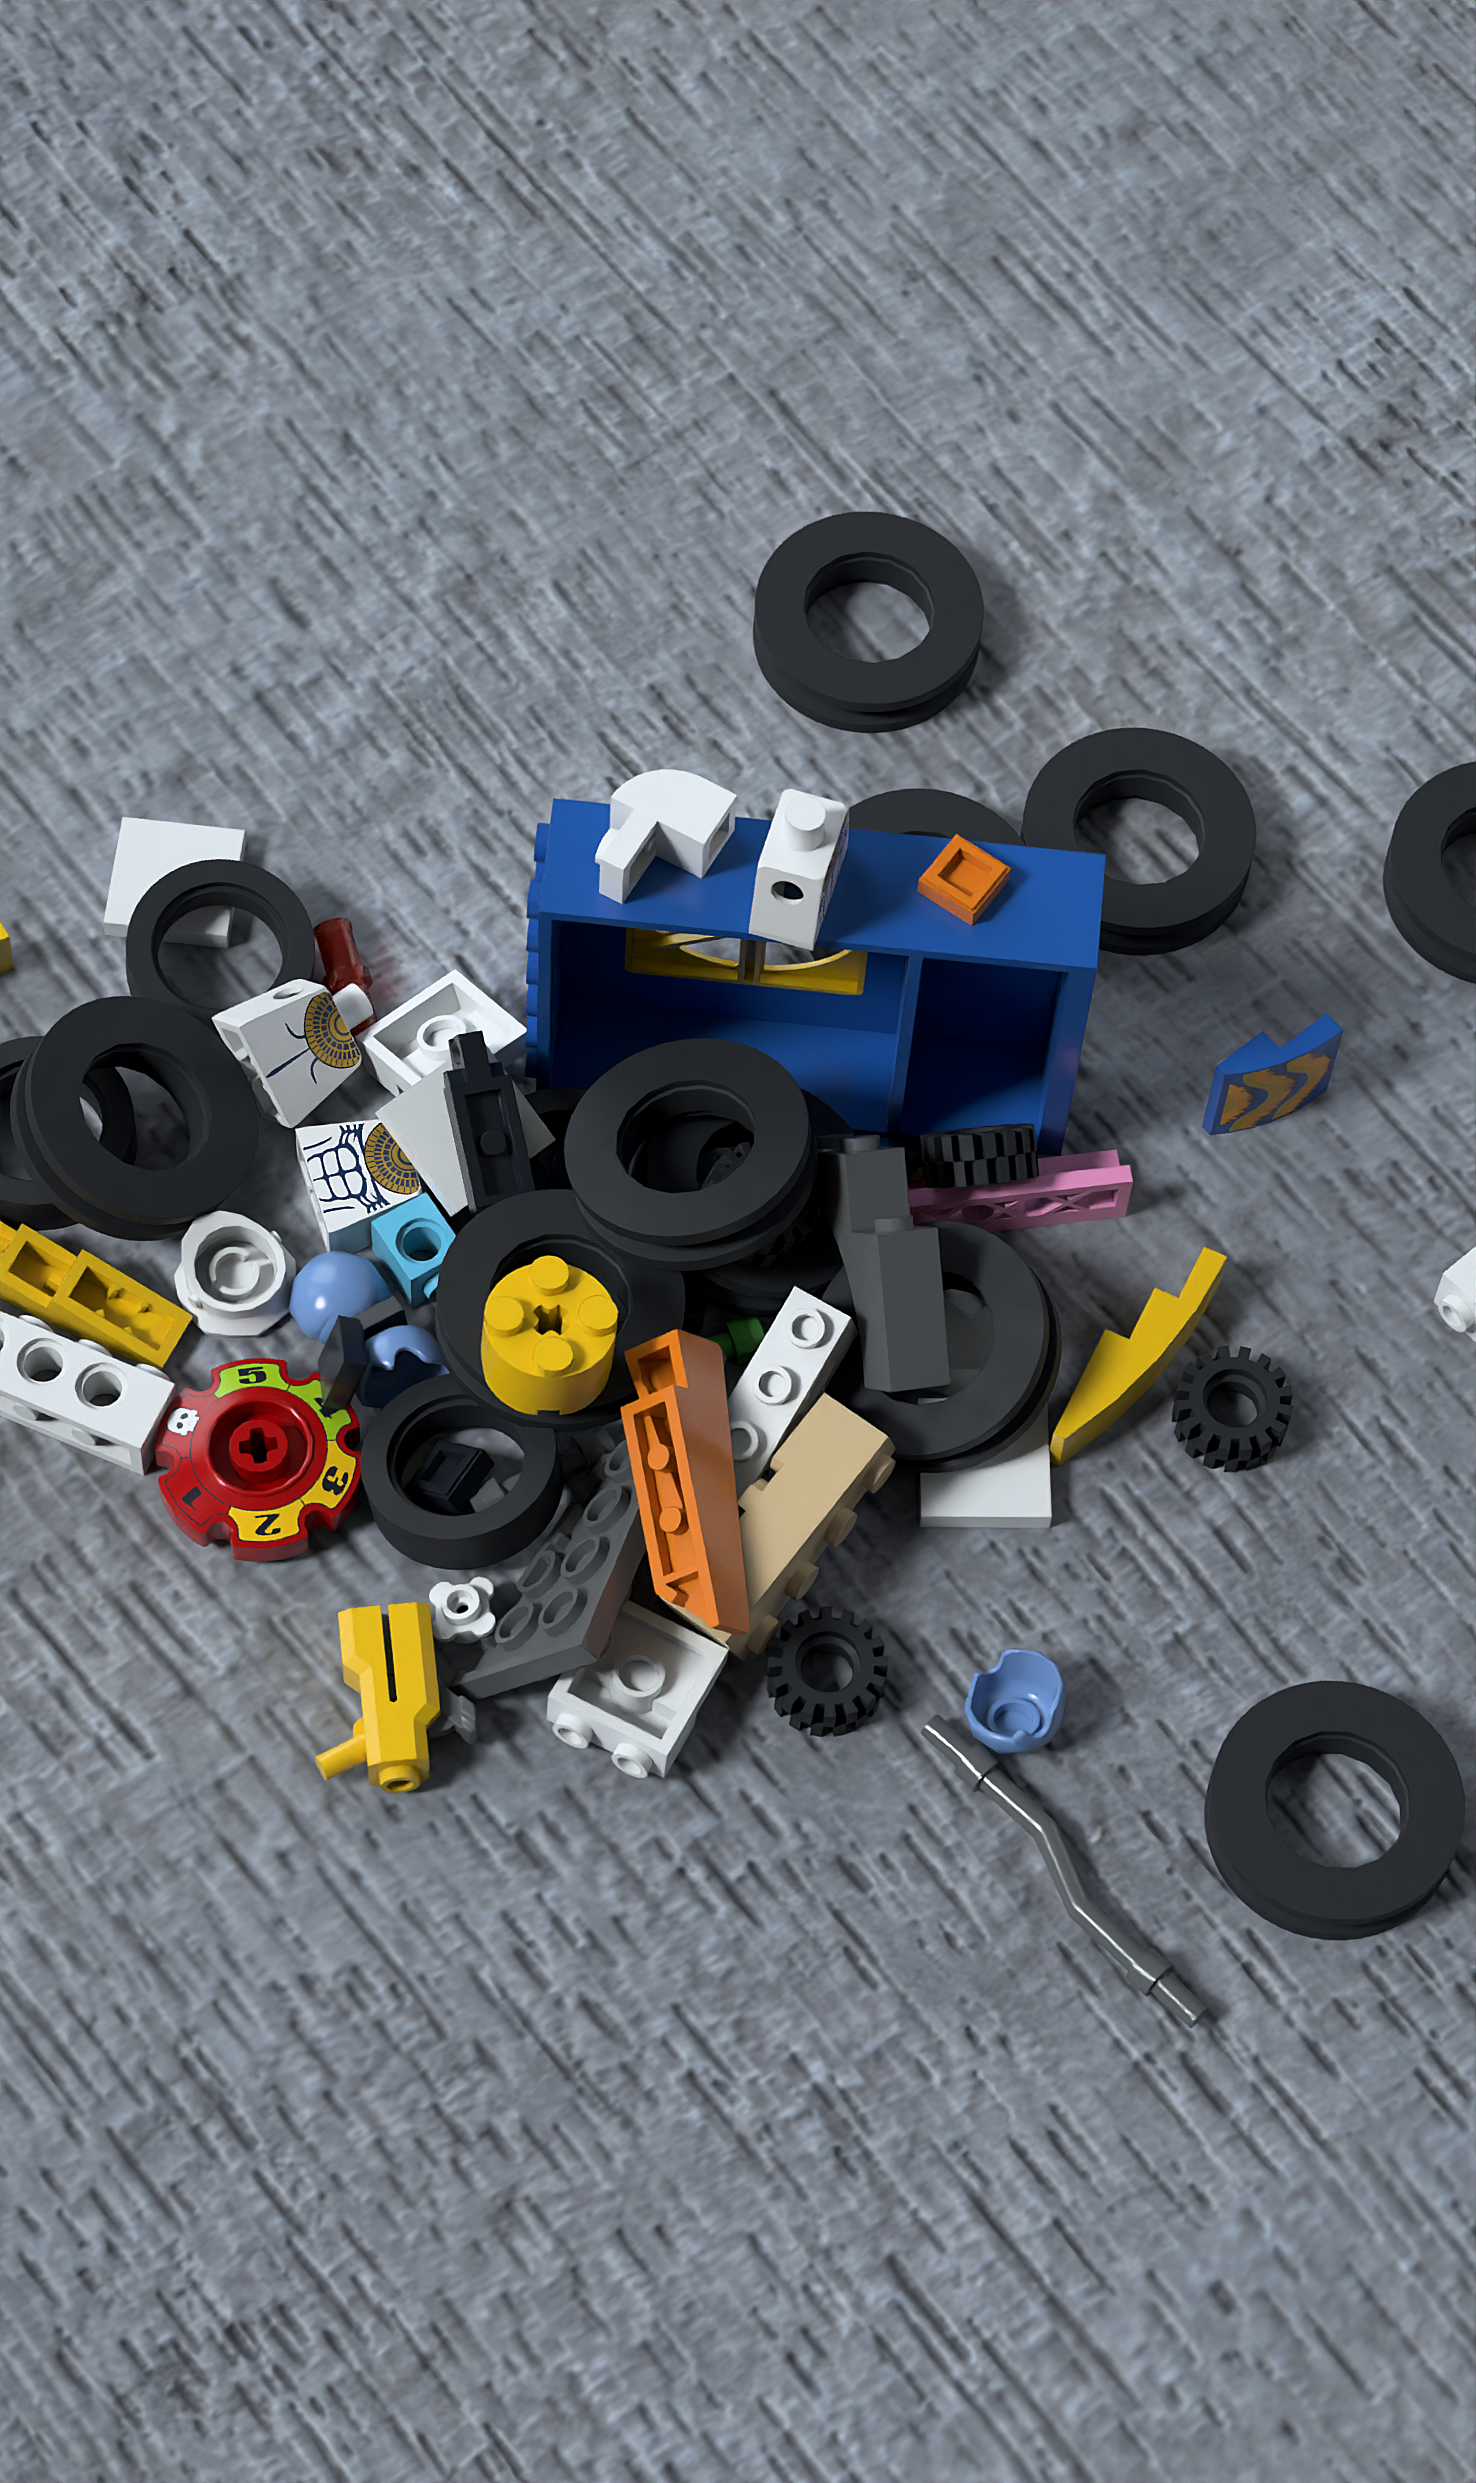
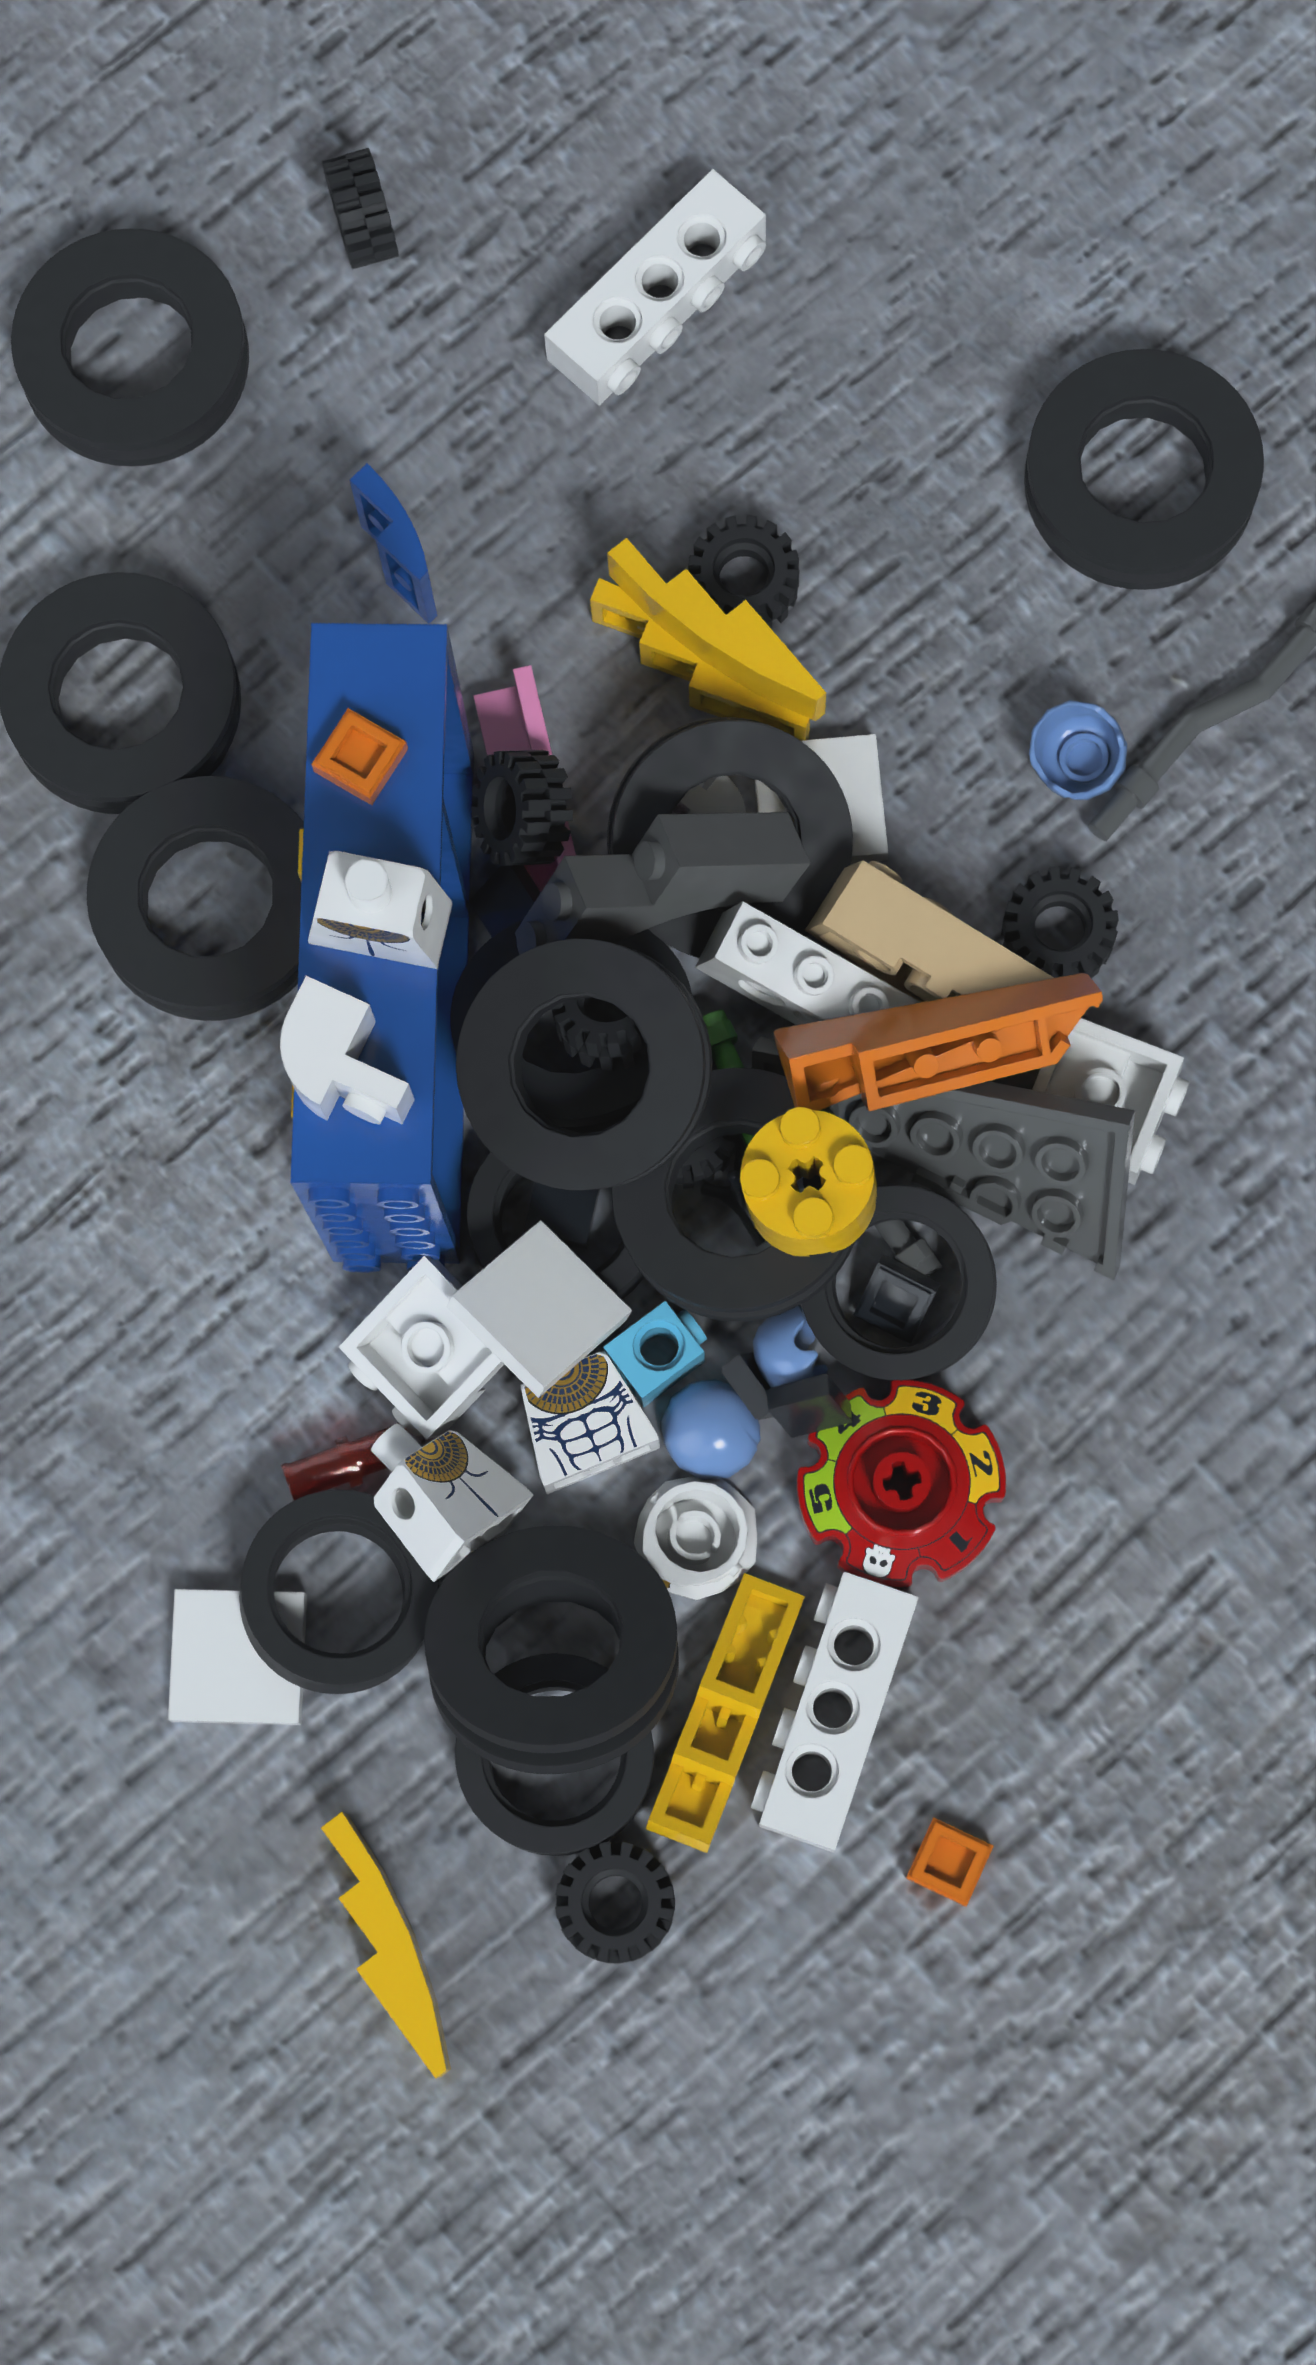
camera: 85 degrees left, 15 degrees up
(401, 1697) = (1138, 1322): yellow piece -> none
(466, 1626) = (1048, 1258): white plate -> none
(485, 1125) = (553, 1280): black hinge -> none
(1145, 1355) = (732, 643): none -> yellow slope

